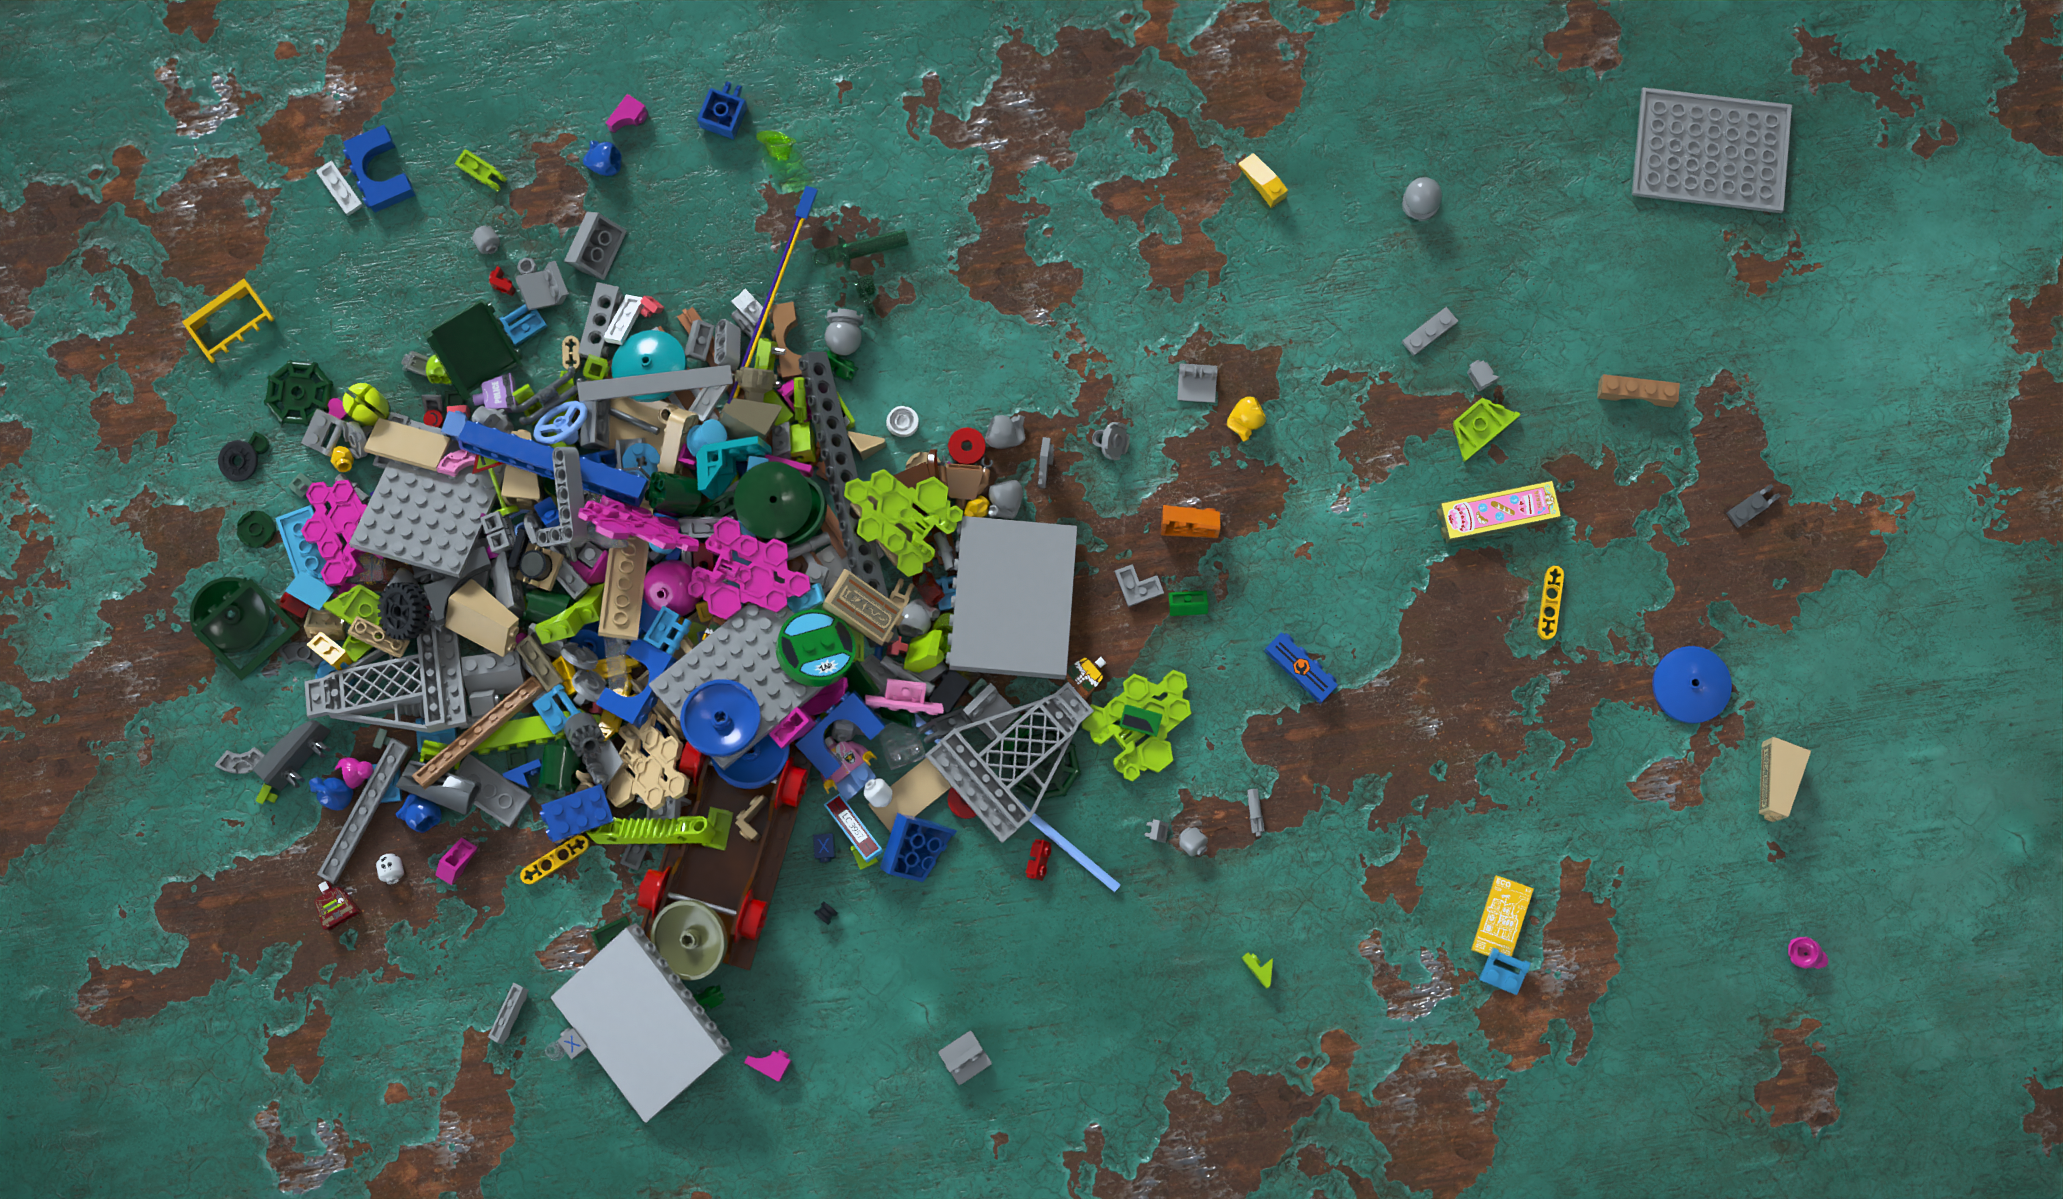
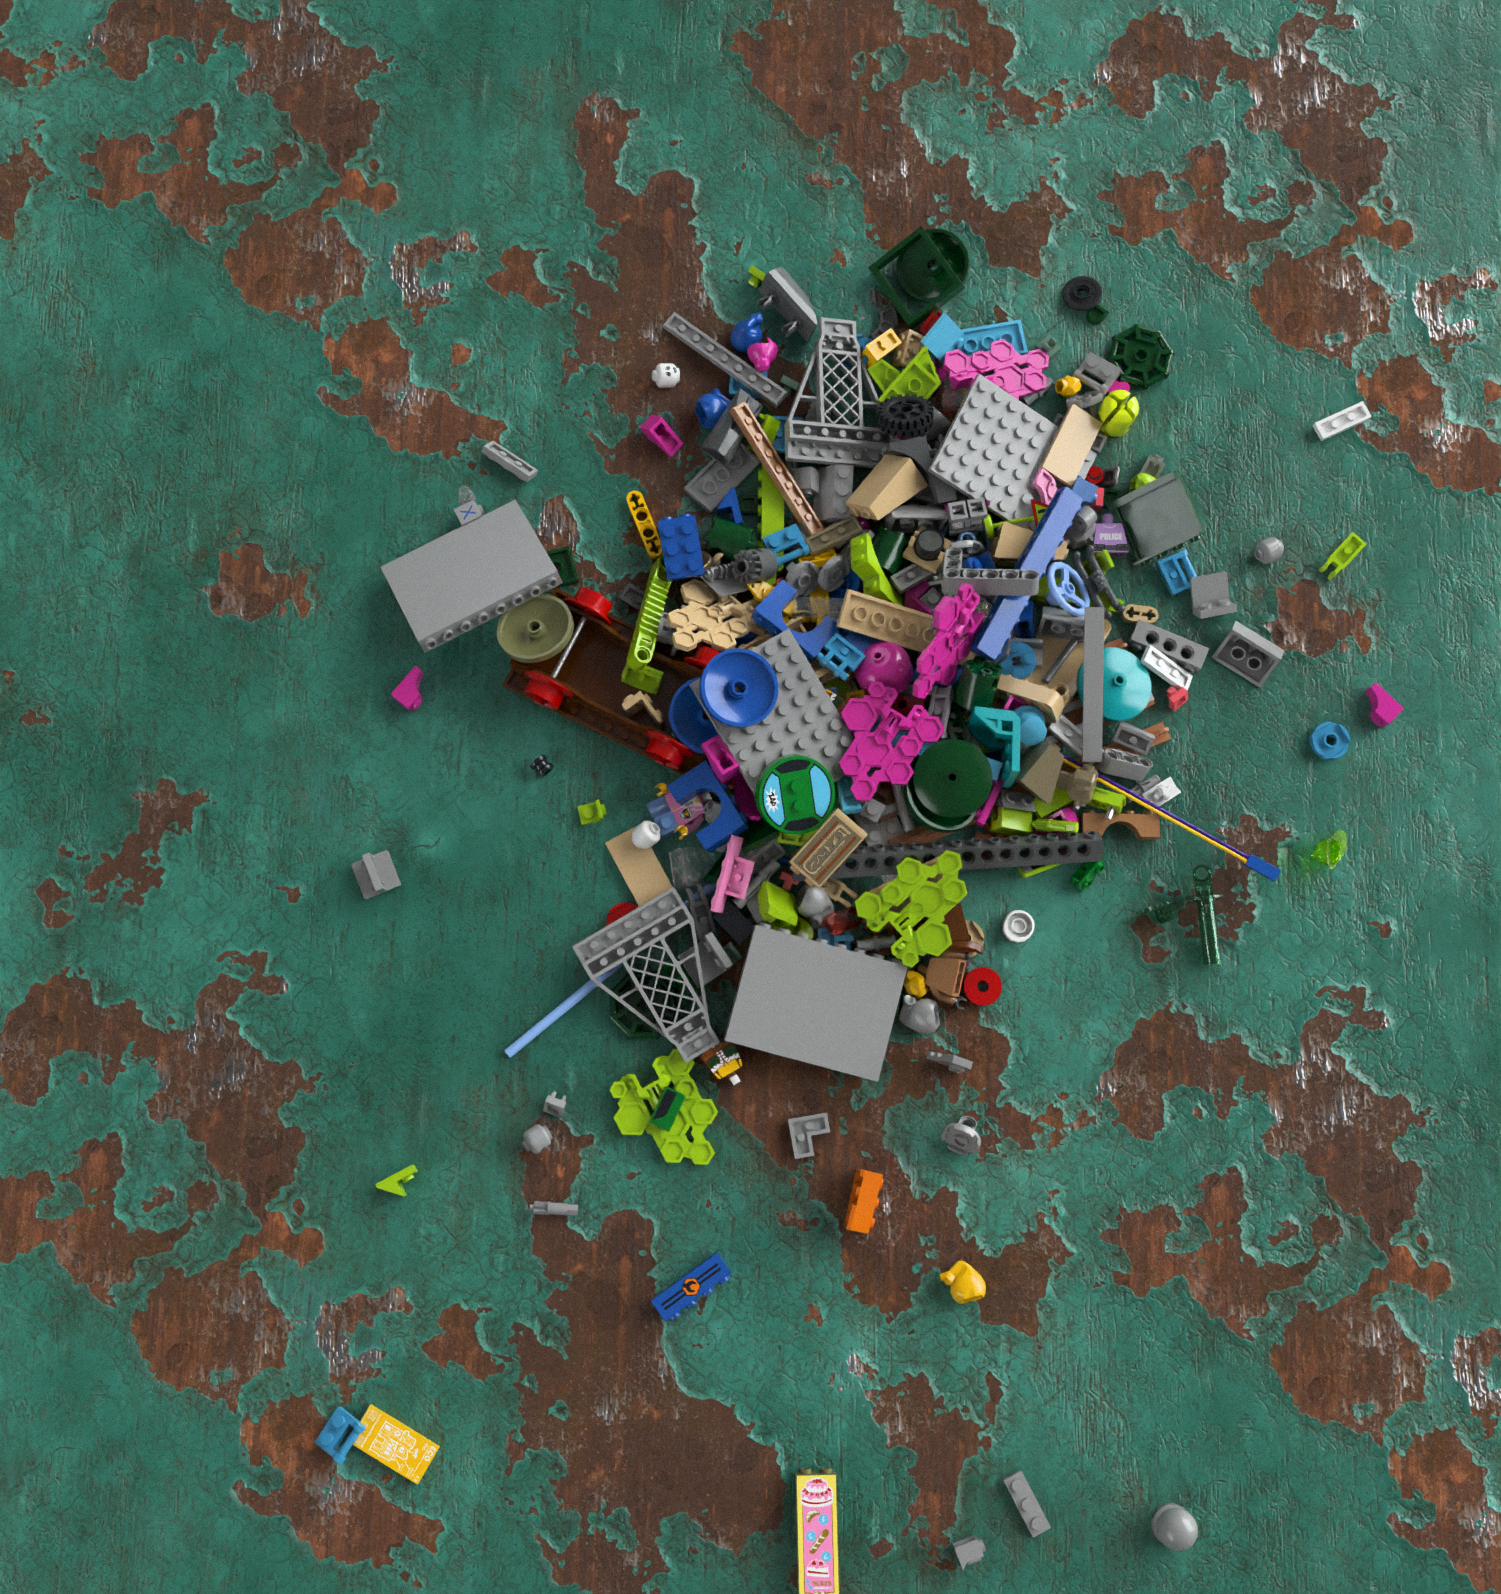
camera: 90 degrees right, 0 degrees up
(198, 319) = (1229, 277): yellow hinge -> none
(240, 763) = (792, 259): light grey tile -> none
(256, 529) = (1013, 301): dark green tile -> none
(334, 906) = (641, 322): dark red torso -> none
(360, 152) = (1376, 445): blue arch -> none
(367, 631) = (892, 383): tan tile -> none
(501, 284) = (1224, 555): red bracket -> none
(518, 549) = (948, 531): black tile -> none
(527, 266) = (1236, 585): light grey tile -> none
(595, 368) = (1119, 632): lime brick -> none
(603, 158) = (1338, 675): blue piece -> none
(670, 148) = (1327, 751): none -> dark azure plate
(711, 996) = (486, 646): green hinge -> none
(718, 102) = (1381, 802): blue hinge -> none
(824, 847) = (605, 775): dark blue brick -> none
(843, 333) = (1118, 882): light grey tile -> none
(853, 828) = (617, 805): tile -> none
(866, 444) = (999, 884): tan slope -> none
(914, 847) = (587, 862): blue wedge -> none
(1005, 432) = (989, 1027): light grey piece -> none
(1041, 850) = (542, 978): red hinge -> none
(1188, 603) = (780, 1182): green slope -> none
(1197, 383) = (1010, 1238): light grey hinge -> none
(1264, 180) = (1221, 1355): yellow slope -> none
(1481, 425) = (914, 1537): lime wing -> none
(1548, 602) = (712, 1567): yellow beam -> none

